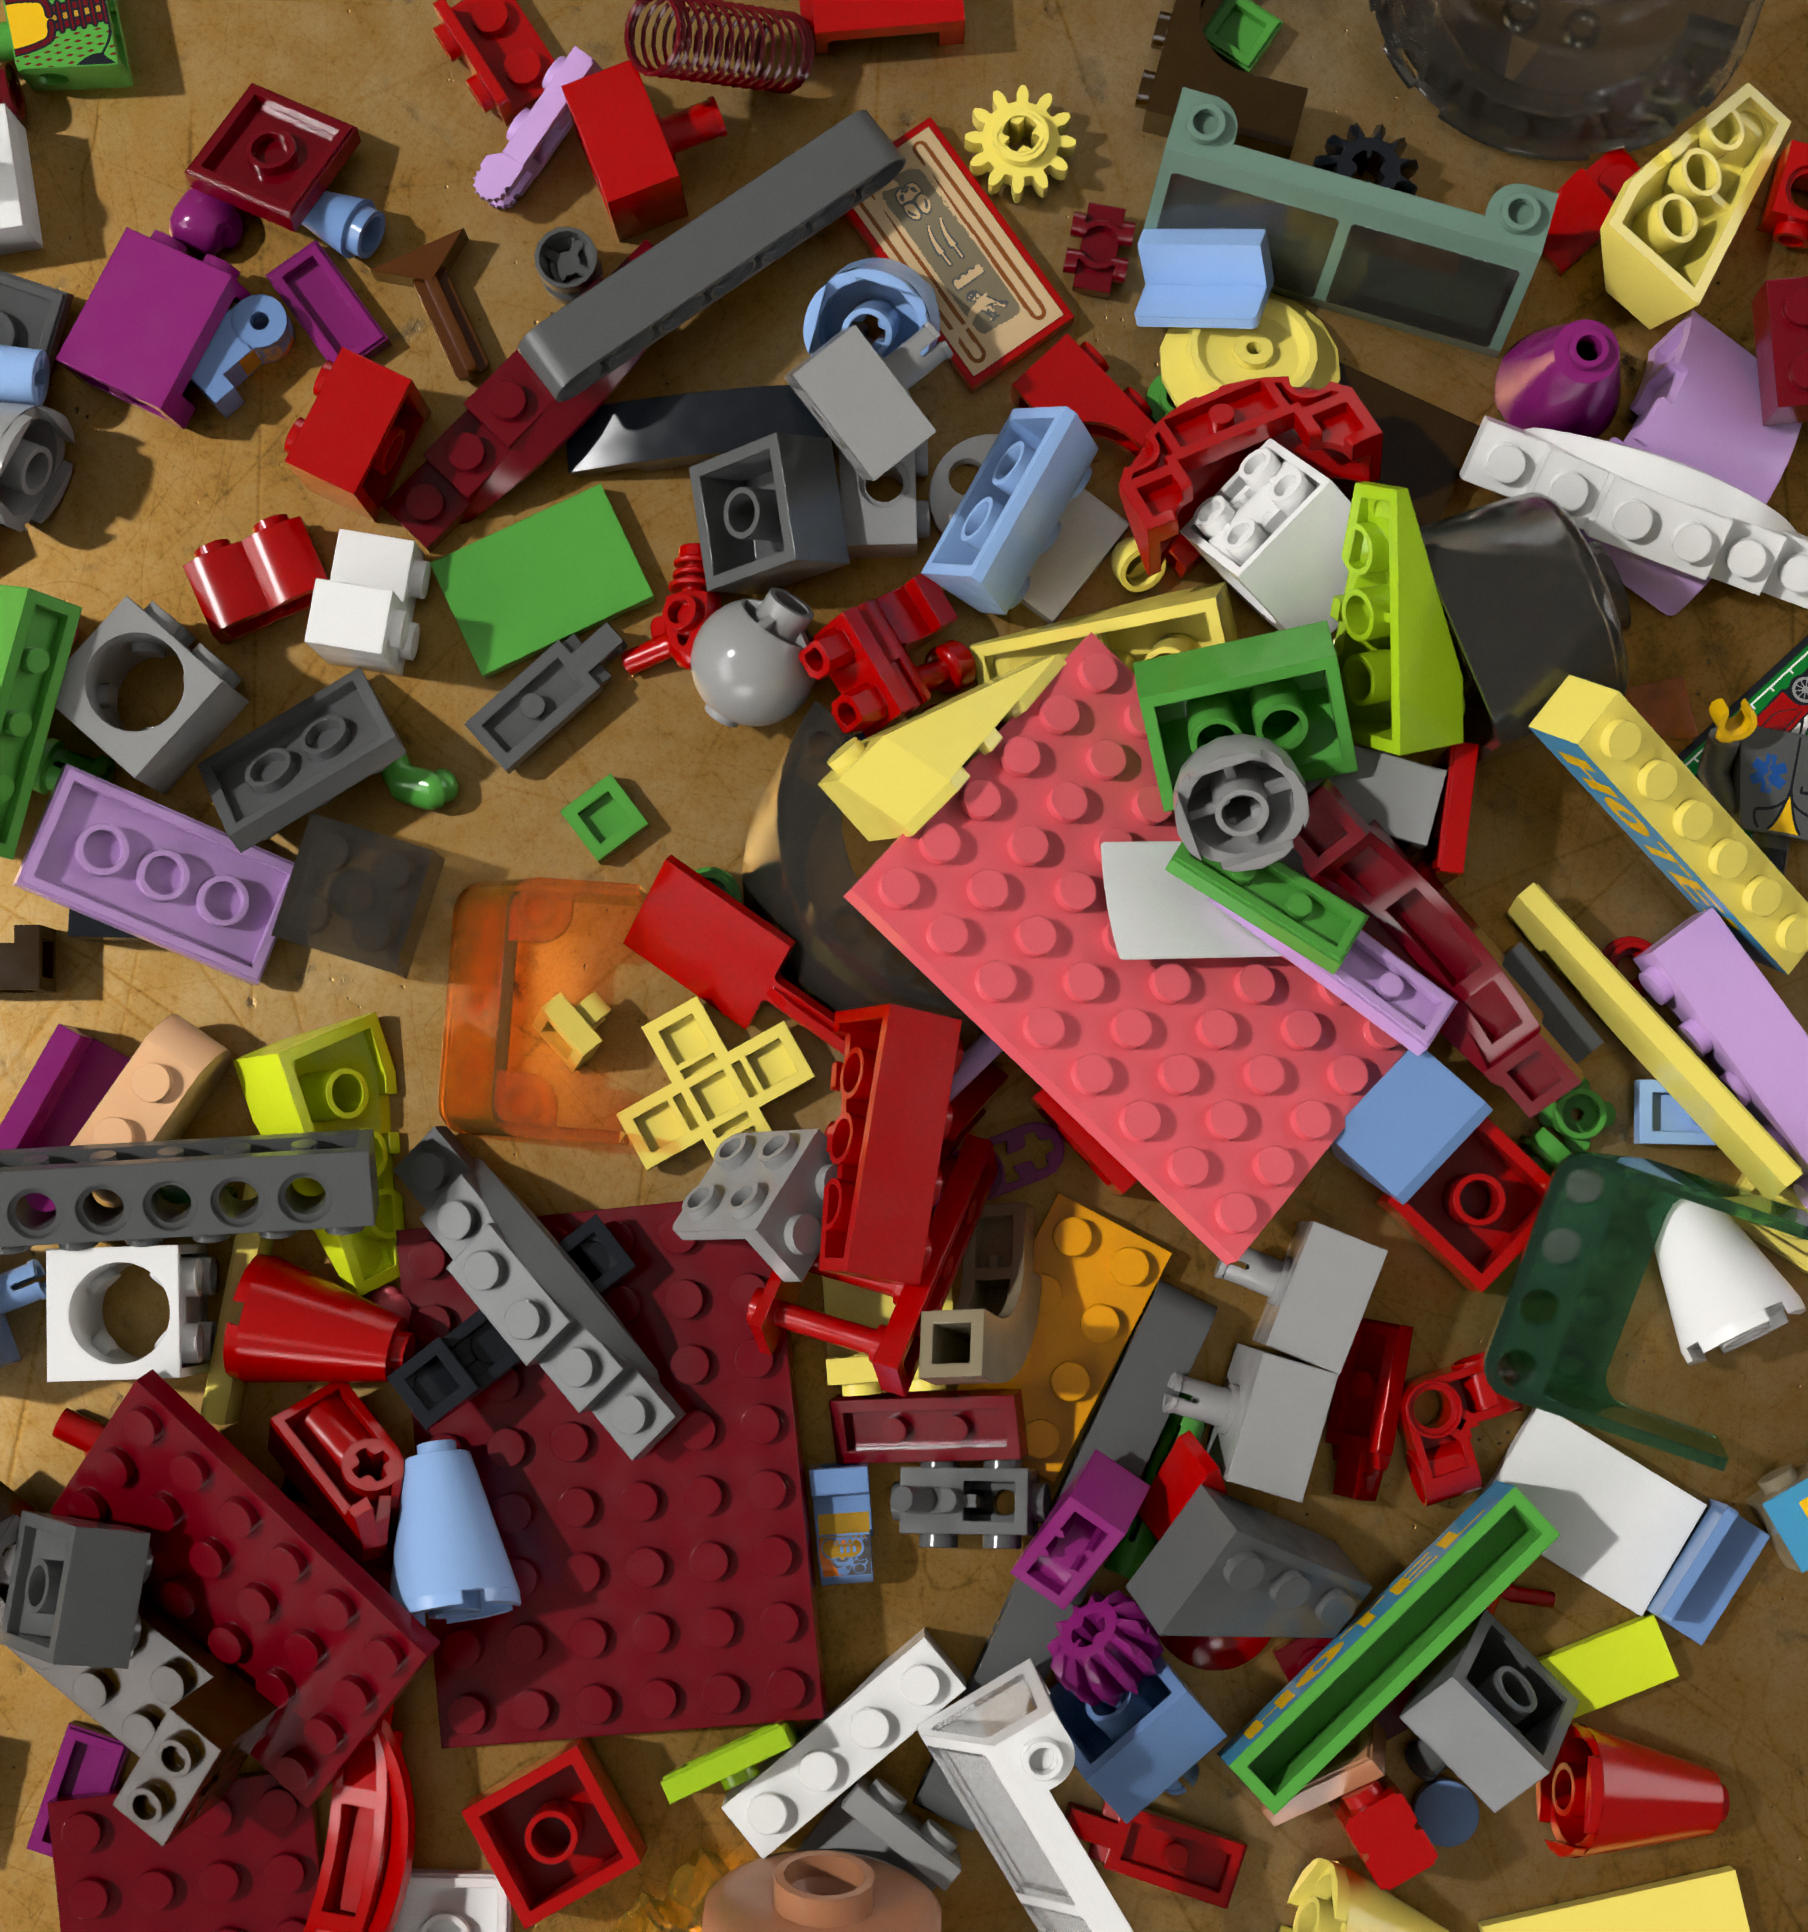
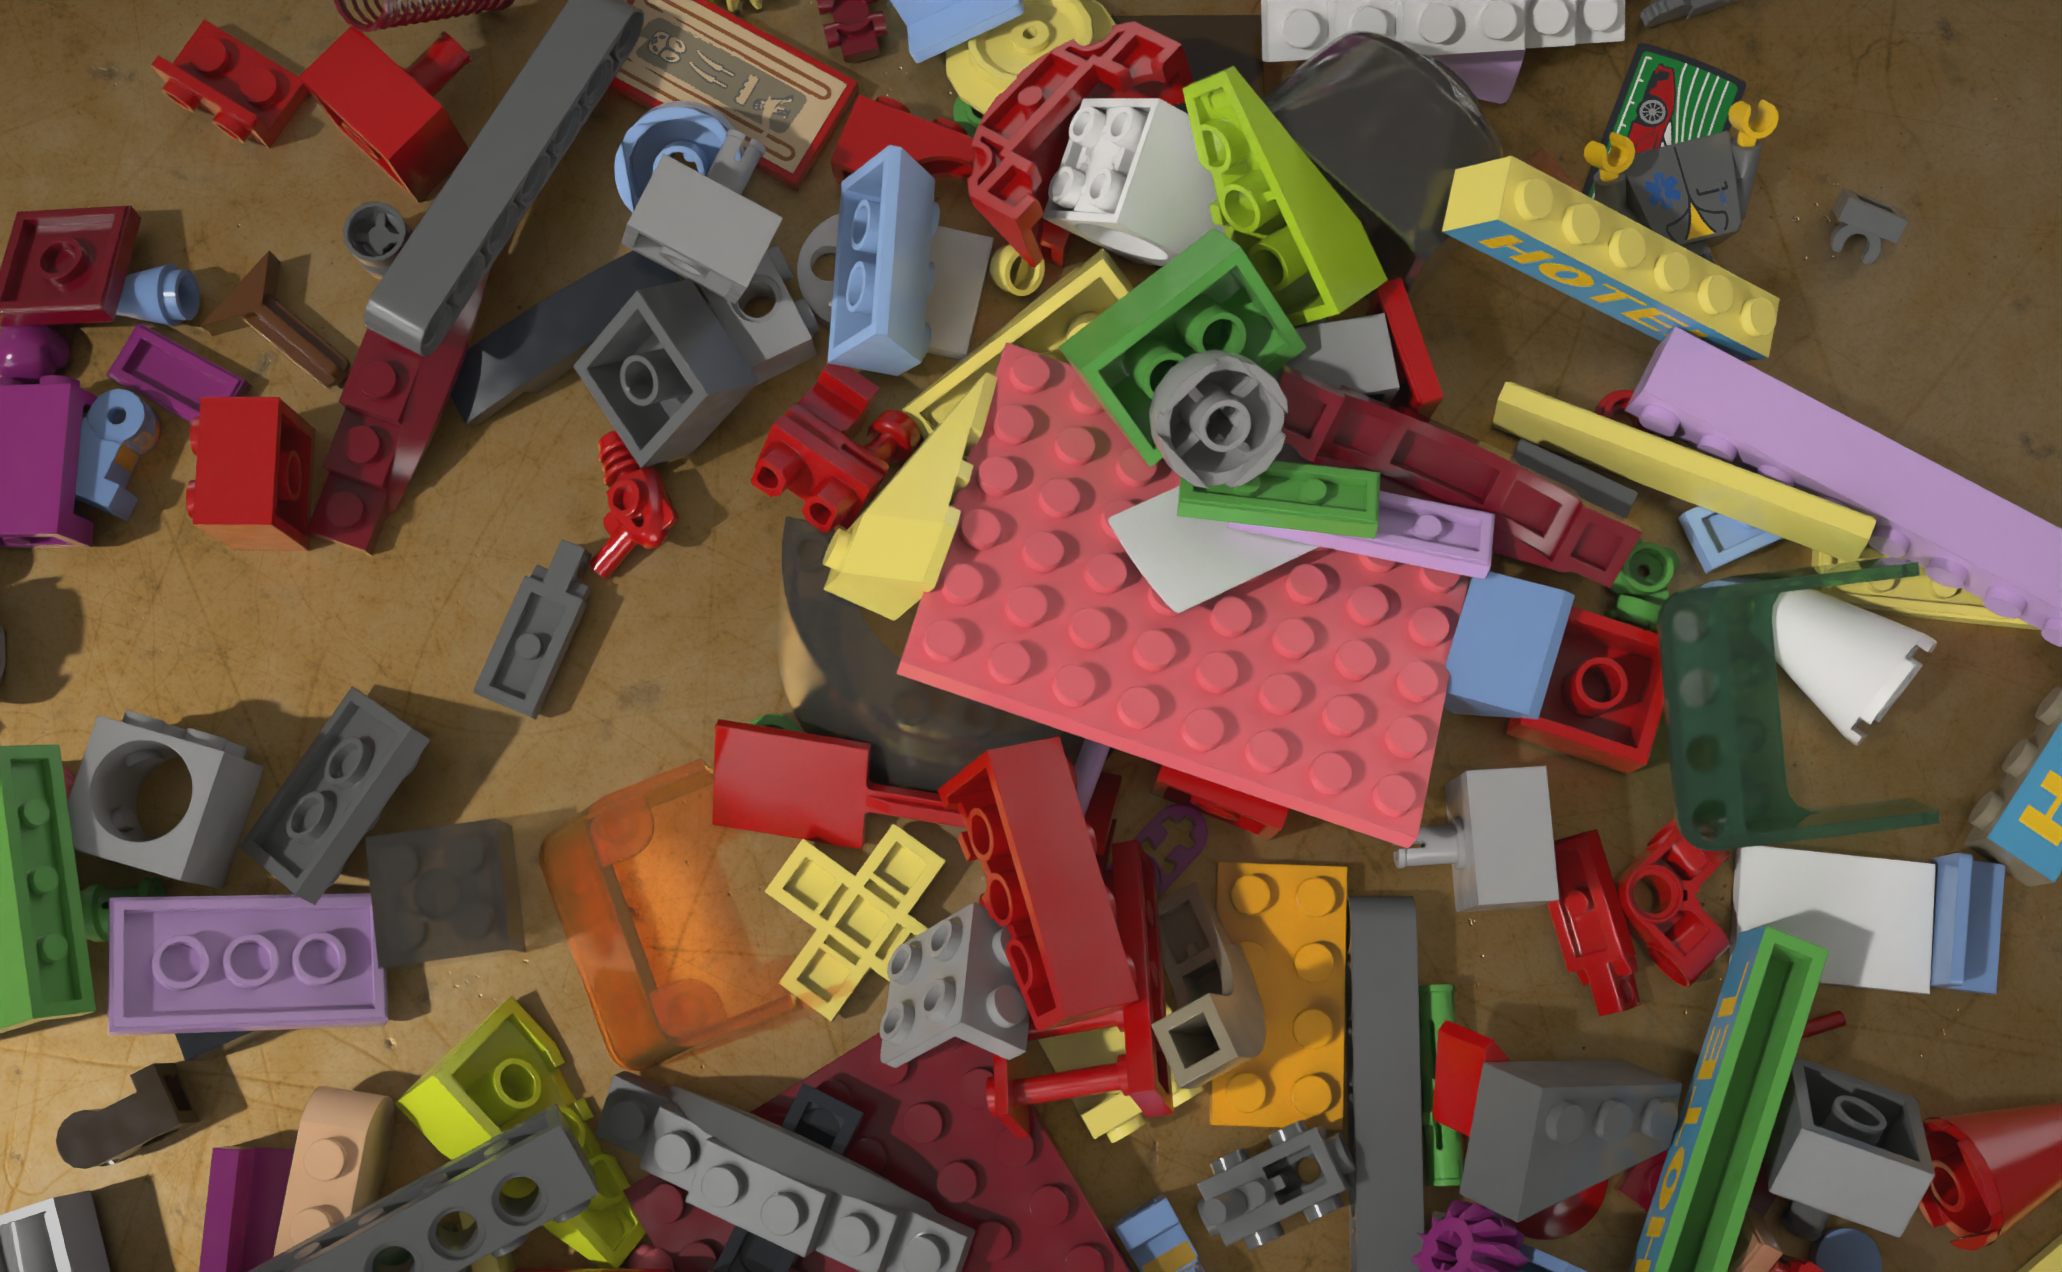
camera: 30 degrees left, 5 degrees down
(256, 579) = (221, 648): red brick -> none
(369, 603) = (333, 624): white brick -> none
(418, 785) = (457, 768): bright green arm -> none
(533, 135) = (296, 143): lavender hinge -> none
(542, 581) = (486, 531): bright green tile -> none
(572, 1029) = (700, 924): light yellow tile -> none
(605, 818) = (643, 718): bright green tile -> none
(750, 661) = (710, 511): light grey brick -> none
(929, 1426) = (1205, 1133): dark red plate -> none
(1081, 1529) = (1393, 1160): magenta arch -> none
(1261, 1419) = (1505, 975): light grey brick -> none
(1612, 1663) = (1926, 1048): neon yellow tile -> none

